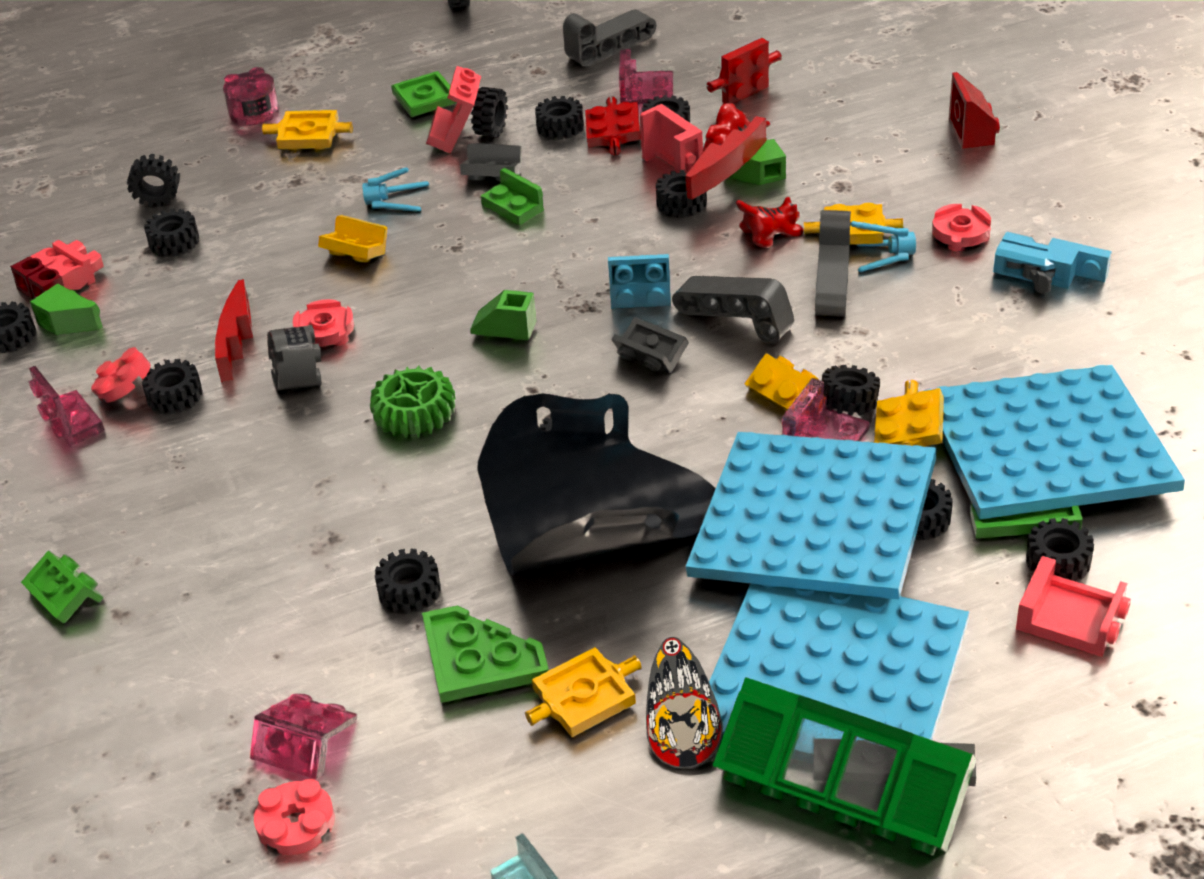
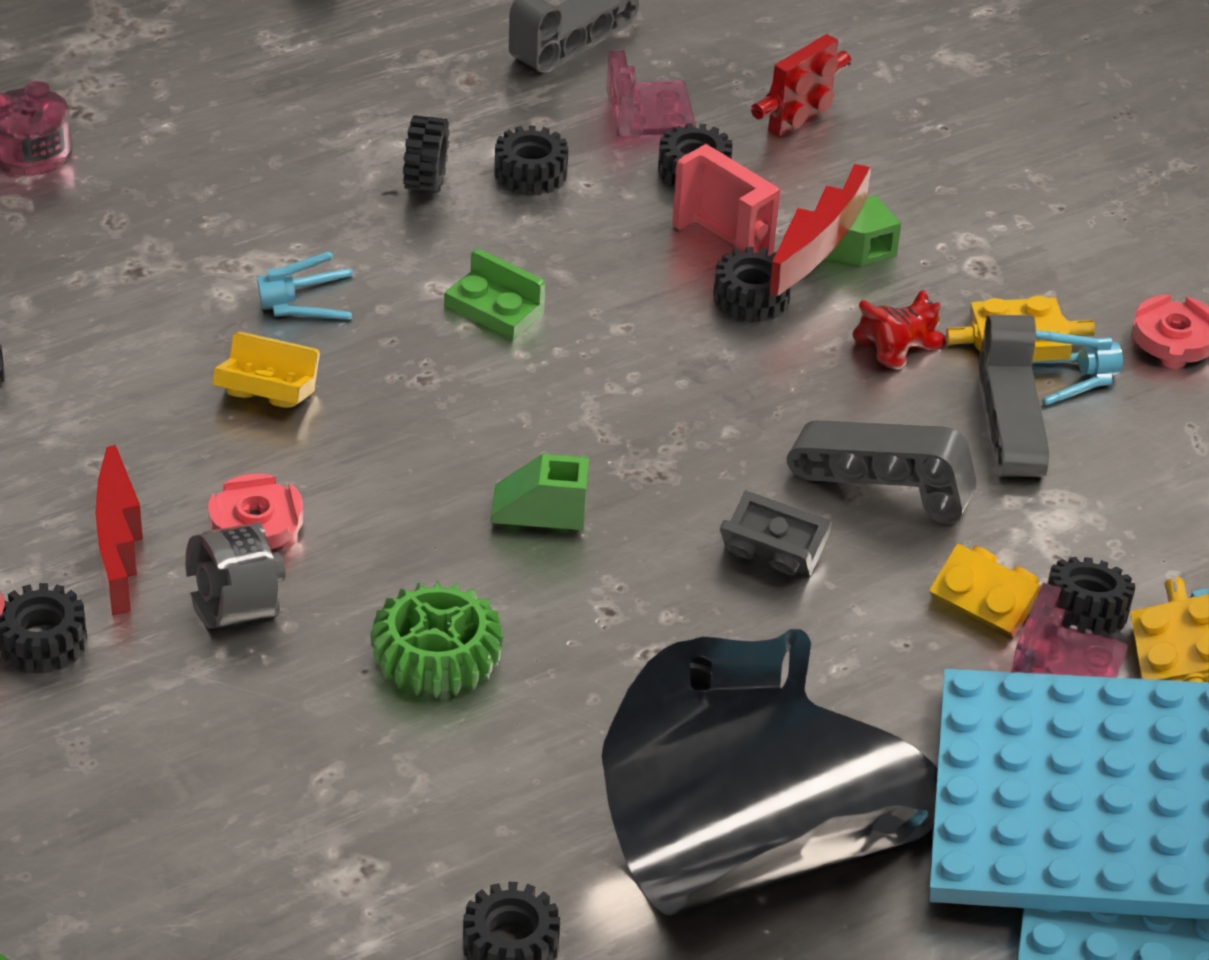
camera: 15 degrees left, 0 degrees up
(307, 129) = (134, 183): yellow plate -> none
(423, 93) = (306, 121): bright green plate -> none
(447, 125) = (367, 178): coral panel -> none
(490, 159) = (447, 234): dark grey bracket -> none
(612, 125) = (616, 171): red plate -> none
(639, 281) = (735, 432): medium azure slope -> none
(727, 119) = (802, 174): red animal -> none
(971, 114) = (1148, 153): red slope -> none

